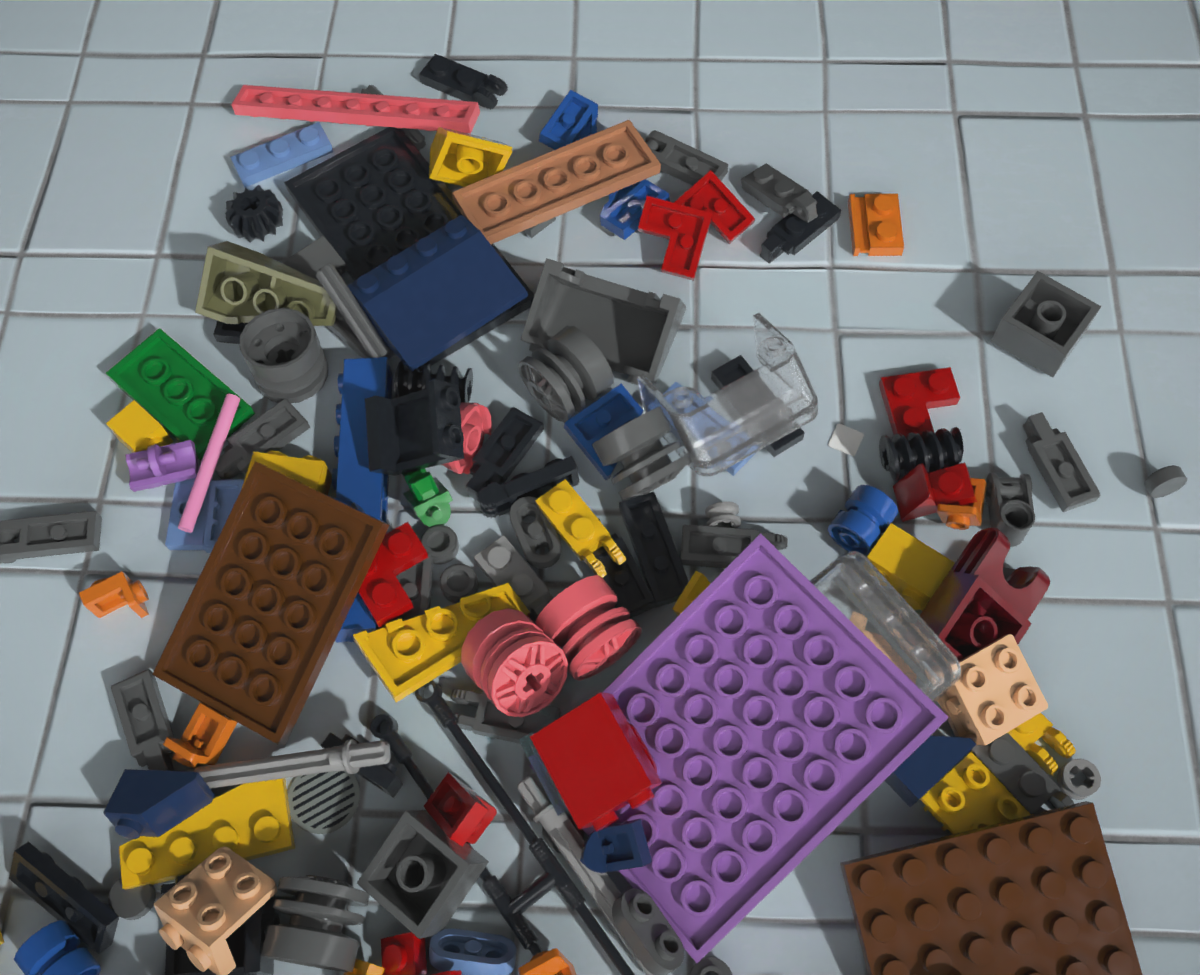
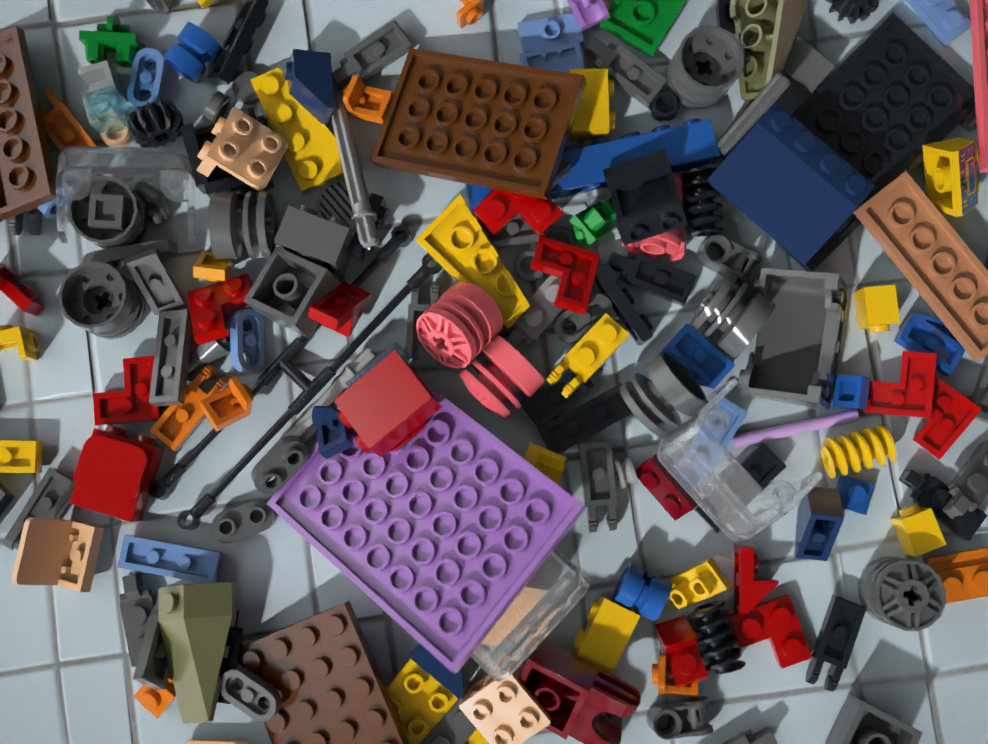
camera: 75 degrees right, 20 degrees up
(144, 943) = (216, 107): none -> dark grey tile
(209, 463) = (593, 35): bright pink bar -> none
(314, 401) = (671, 103): none -> black plate
(358, 823) = (315, 238): none -> dark grey brick
(476, 527) = (573, 266): none -> red plate
(500, 370) = (732, 258): none -> dark grey piece
(587, 247) = (877, 308): none -> yellow brick
(671, 281) = (851, 391): none -> blue plate
(699, 339) = (795, 428): none -> lavender bar
(734, 287) = (858, 448): none -> yellow piece
(747, 476) = (665, 488): none -> dark red plate
(779, 303) = (854, 494): none -> blue plate
(811, 335) = (818, 523): none -> dark blue slope
(825, 250) = (917, 530): none -> yellow brick
(858, 457) = (697, 583): none -> yellow hips
(868, 415) = (747, 589): none -> red slope
(889, 271) = (883, 588): none -> dark grey wheel
(936, 344) = (835, 640): none -> black hinge

